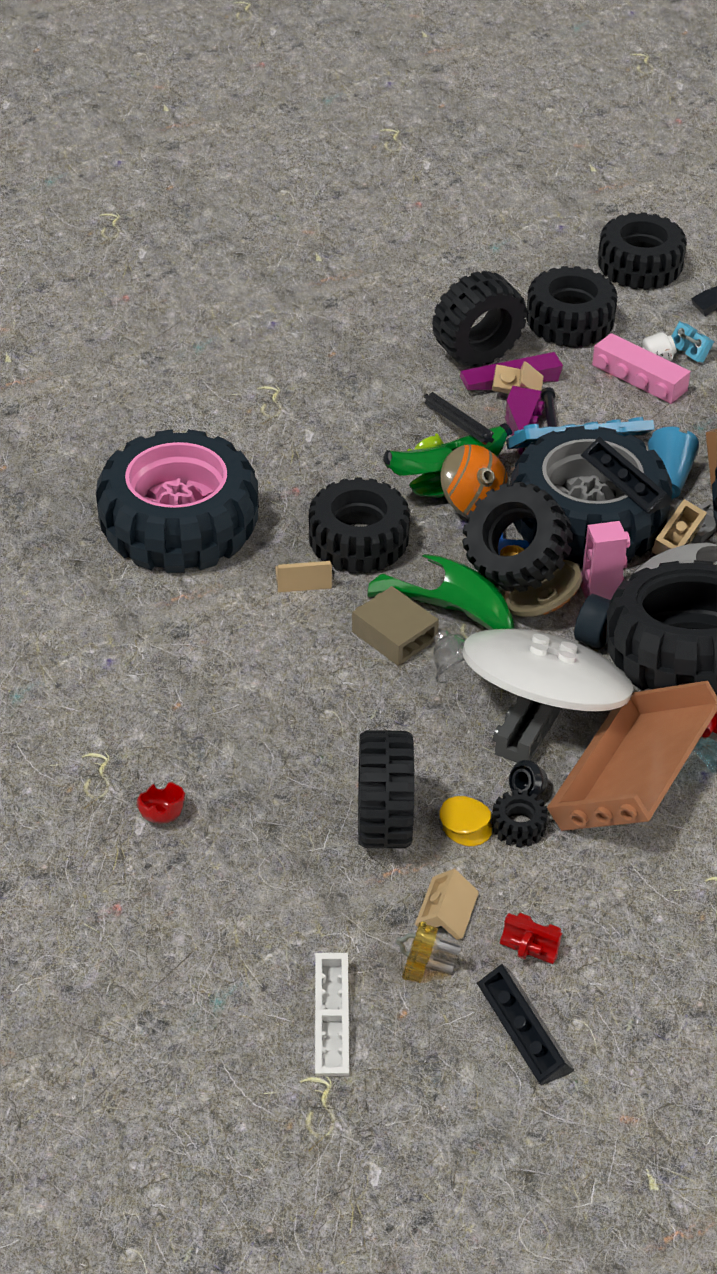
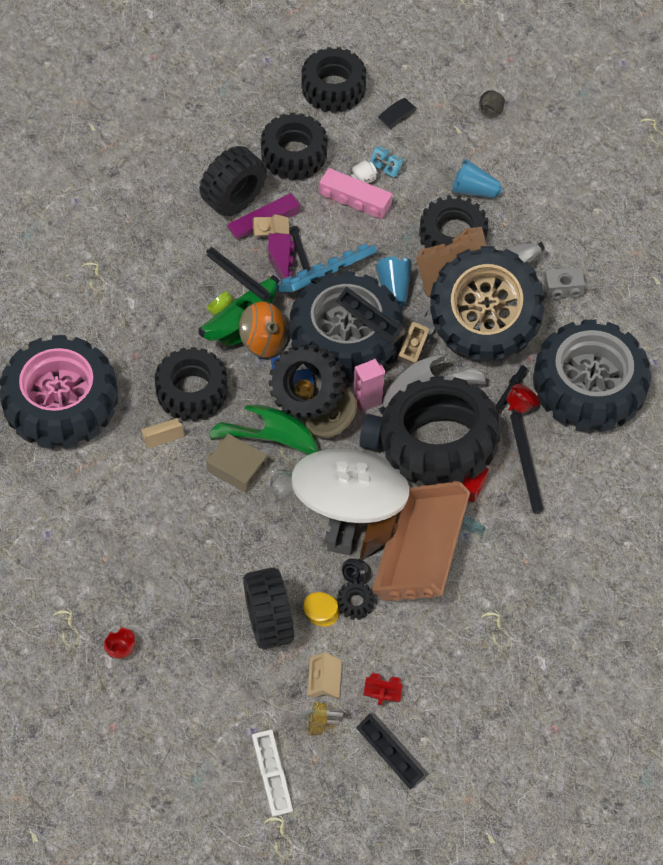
camera: 15 degrees left, 15 degrees up
(572, 736) = (377, 535): none -> reddish brown slope

